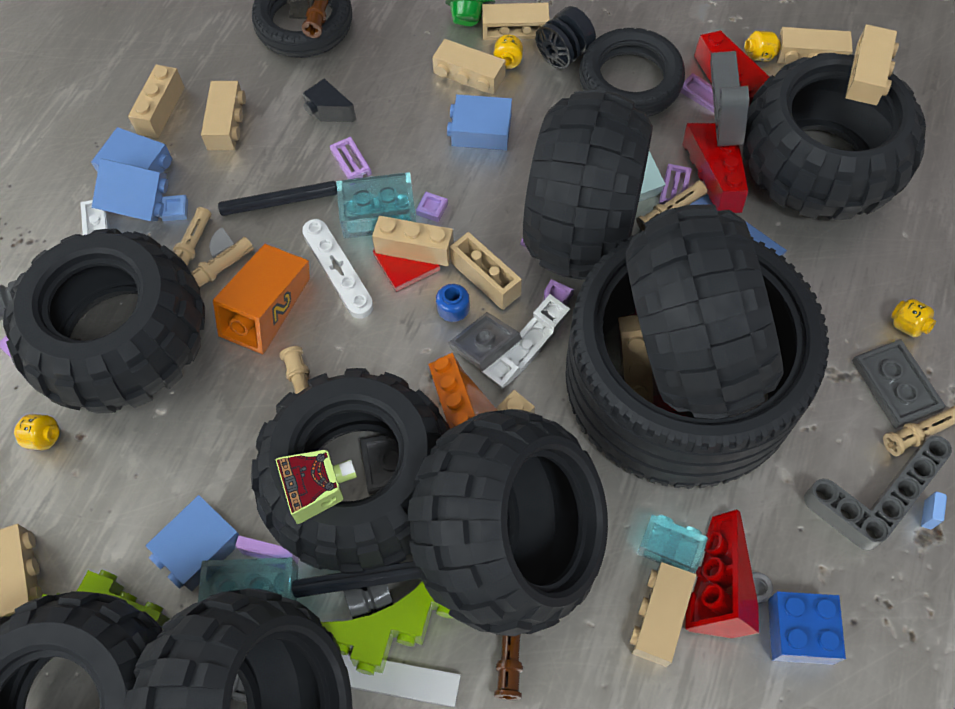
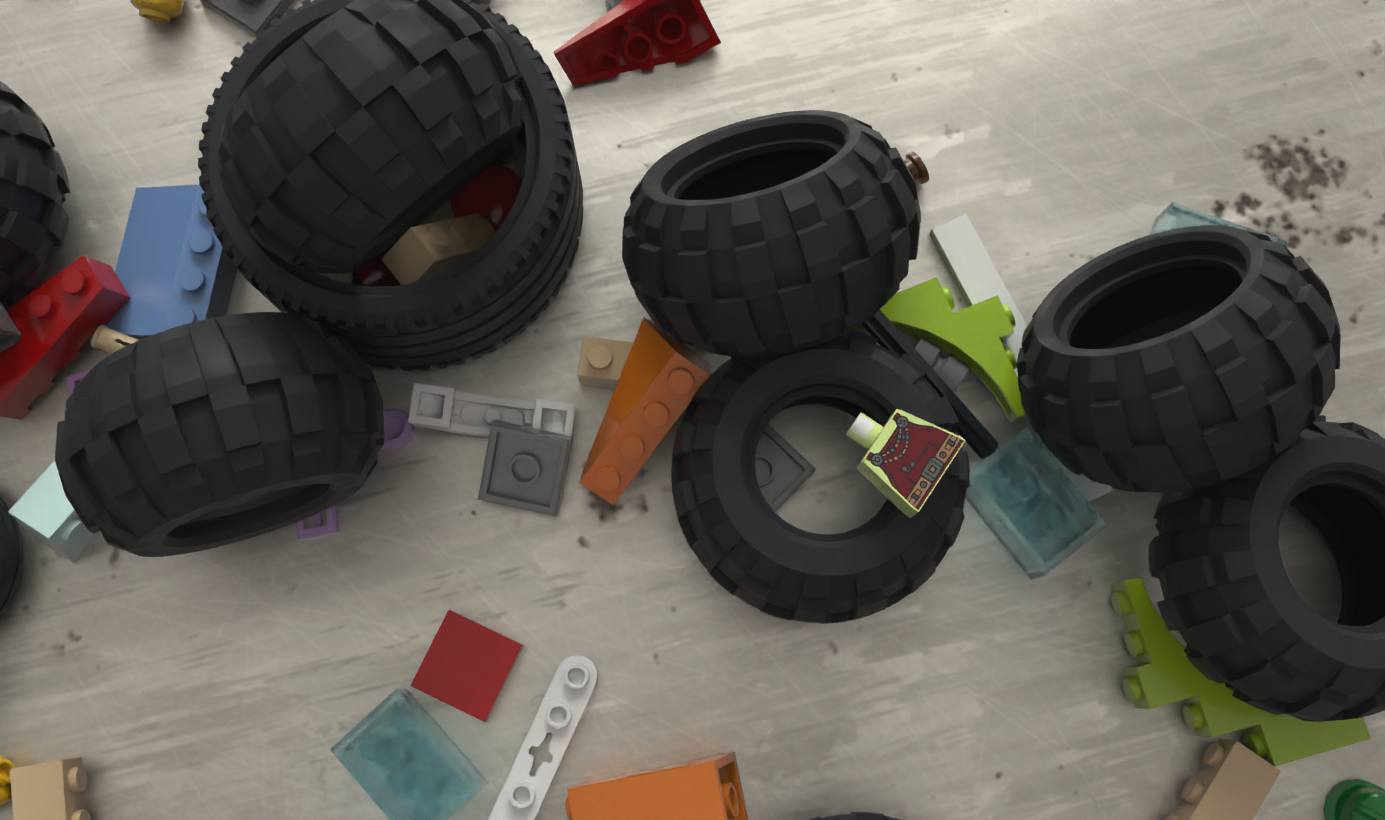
camera: 130 degrees left, 15 degrees up
(189, 539) = (1023, 619): medium blue brick -> none
(262, 549) = (974, 538): lavender tile -> none
(297, 371) = (733, 673): tan pin -> none
(413, 240) = (439, 663): tan brick -> none
(432, 206) = (353, 696): lavender tile -> none
(452, 302) = (484, 544): blue head -> none
(480, 122) = (155, 729): medium blue brick -> none
(485, 270) = (421, 534): tan brick -> none
(662, 614) = (722, 69): tan brick -> none
(672, 543) = (640, 101): clear light blue brick -> none

